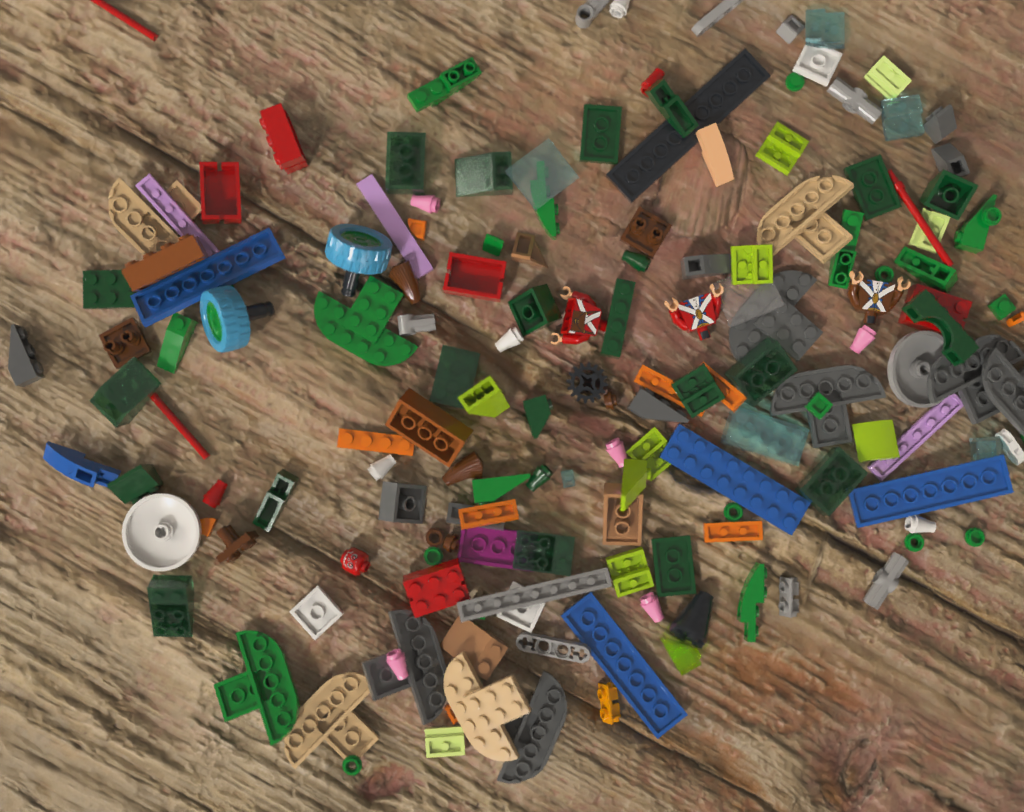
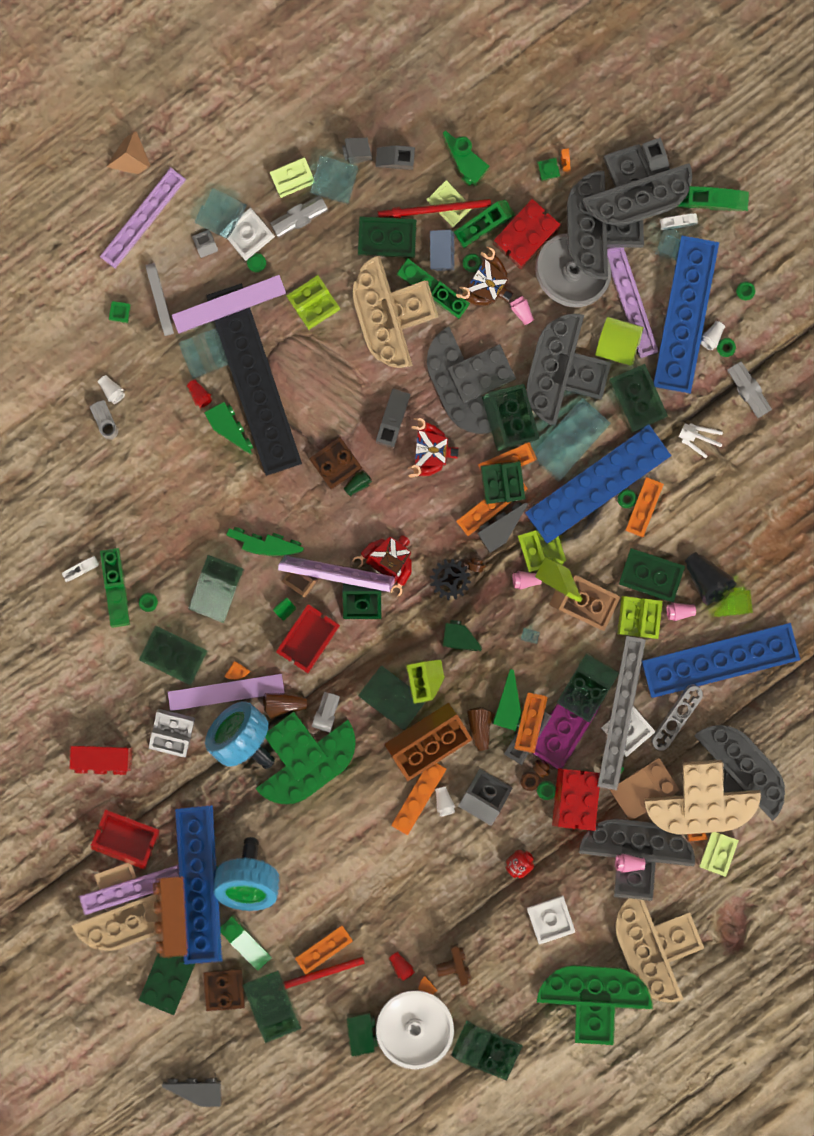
camera: 70 degrees left, 0 degrees up
(75, 466) = (322, 1081): blue slope -> none
(200, 417) = (323, 949): none -> orange plate
(275, 500) = (431, 913): dark green slope -> none
(336, 194) = (171, 733): none -> light grey slope
(349, 770) = (707, 950): green plate -> none
(428, 203) = (217, 653): bright pink cone -> none
(445, 121) = (148, 602): none -> green plate
(447, 47) = (80, 569): none -> white piece
(509, 339) = (379, 632): white cone -> none
(539, 477) = (517, 660): dark green cone -> none
(542, 174) = (241, 535): clear light blue piece -> none
(546, 276) = (337, 573): none -> lavender tile
(600, 134) = (225, 463): dark green plate -> none
(609, 711) = (757, 692): light orange hinge -> none
(617, 318) = (404, 525): dark green arch -> none
(637, 114) = (224, 424): none -> green slope
(671, 107) = (232, 388): dark green slope -> none
(691, 71) = (203, 353): none -> clear light blue slope
(715, 154) = (293, 367): light nougat slope -> none
(747, 71) = (228, 304): none -> lavender tile
(747, 301) = (435, 396): clear piece -> none
(751, 264) = (409, 381): lime slope -> none
(752, 593) = (707, 515): green slope -> none
(787, 605) = (717, 480): light grey hinge -> none
(818, 405) = (564, 380): green plate -> none
(821, 543) = (689, 433): none -> white plant
(884, 242) = (442, 250): none -> sand blue hinge
(948, 194) = (425, 175): dark green slope -> none
(957, 343) = (565, 232): dark green arch -> none

